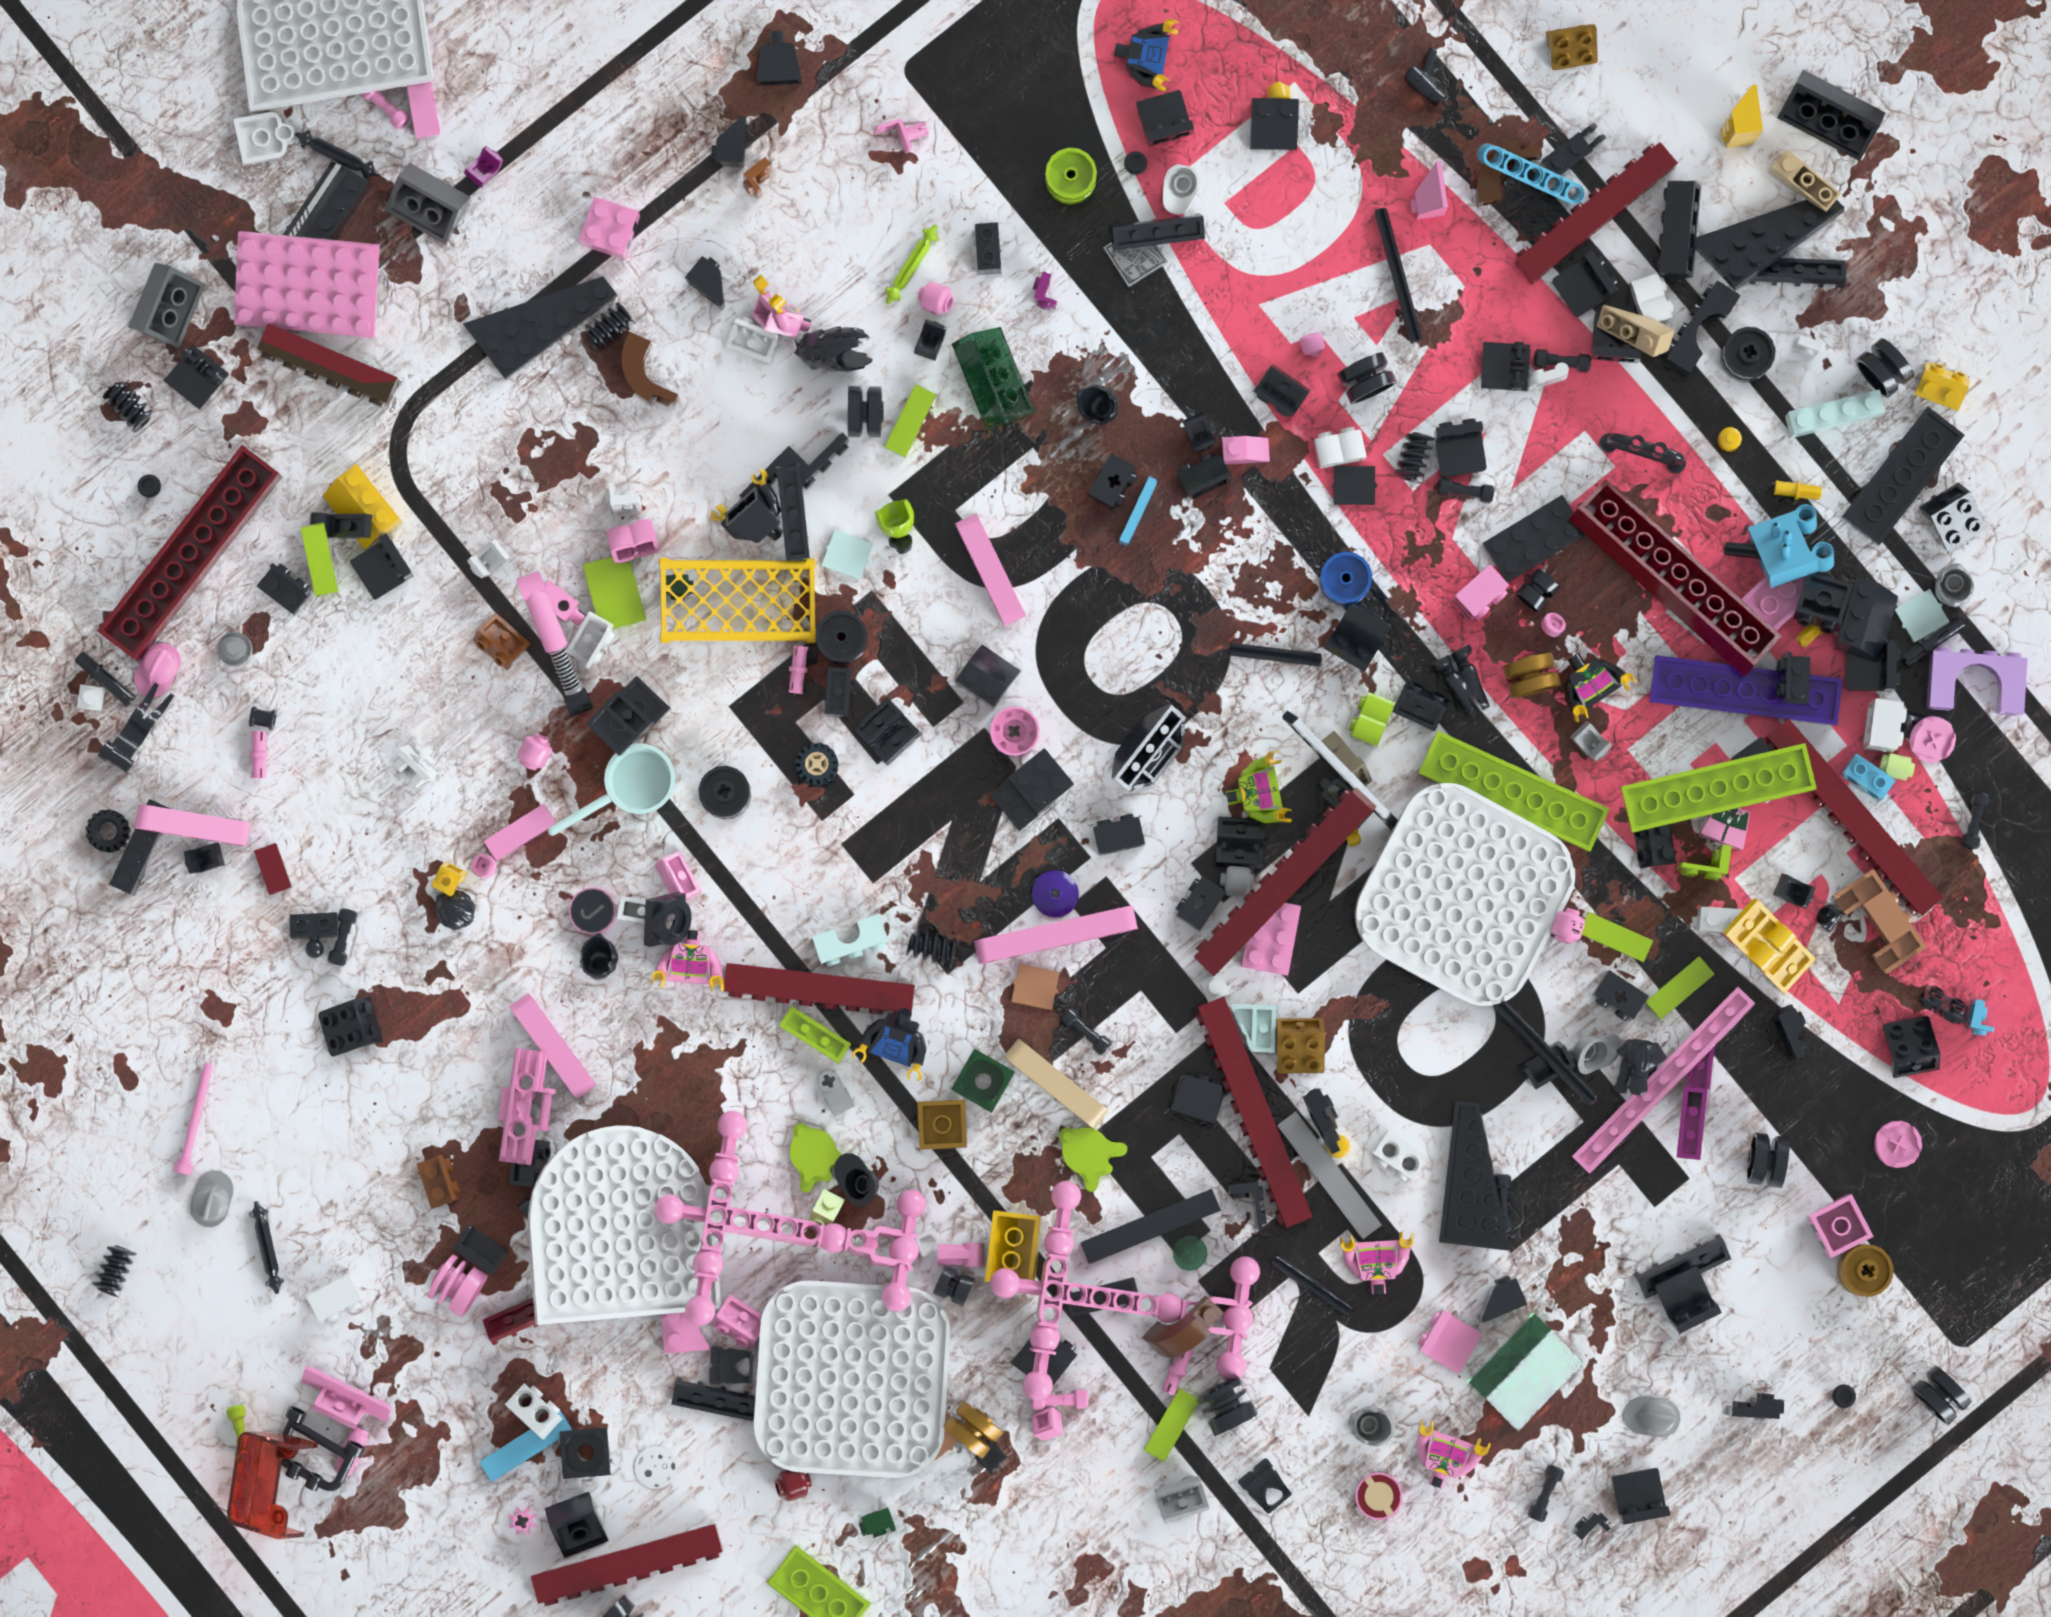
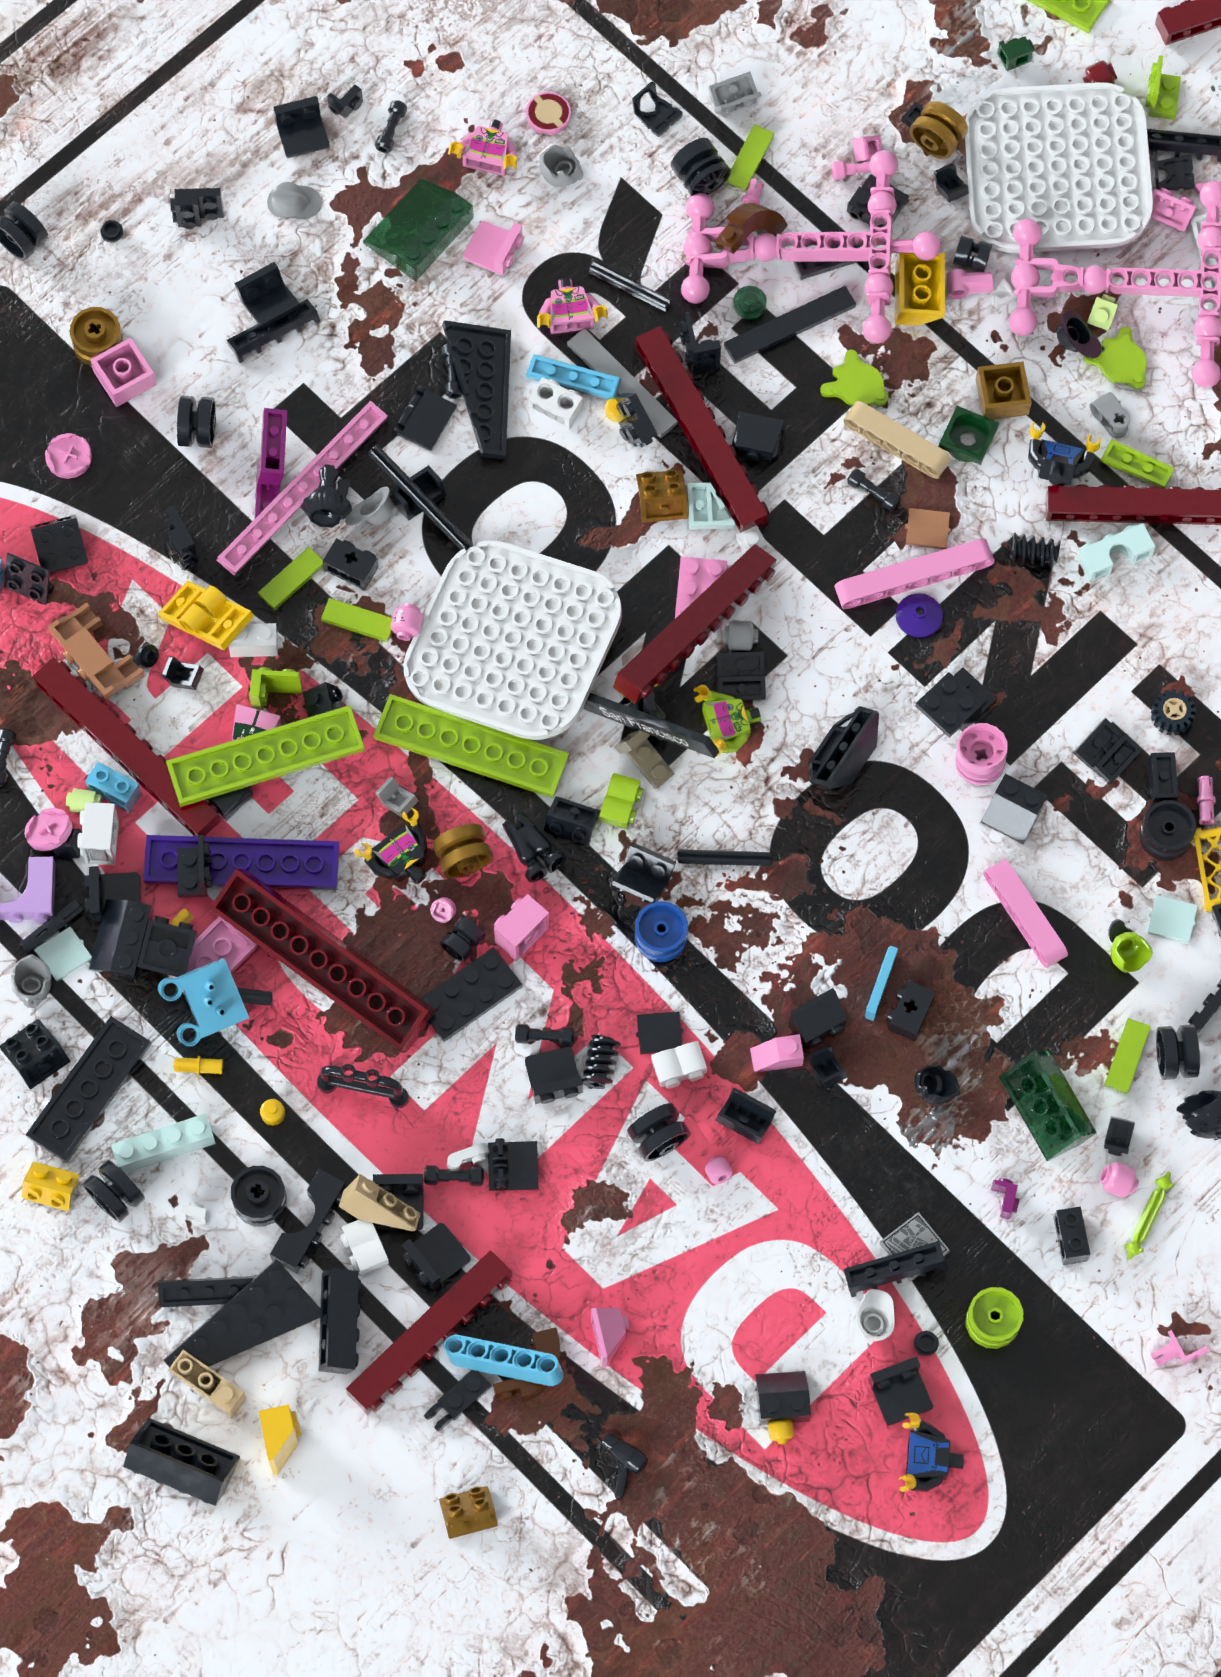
camera: 175 degrees right, 15 degrees down
(727, 1459) = (1162, 93): none -> lime bracket
(966, 1371) = (949, 183): none -> black bracket
(1118, 835) = (863, 670): black brick -> none
(1198, 917) = (776, 601): black brick -> none
(1379, 1183) = (574, 377): none -> medium azure tile
(1398, 275) = (634, 1250): black axle -> none
(1502, 1299) = (445, 279): black slope -> none
(1533, 1153) = (424, 418): none -> black piece

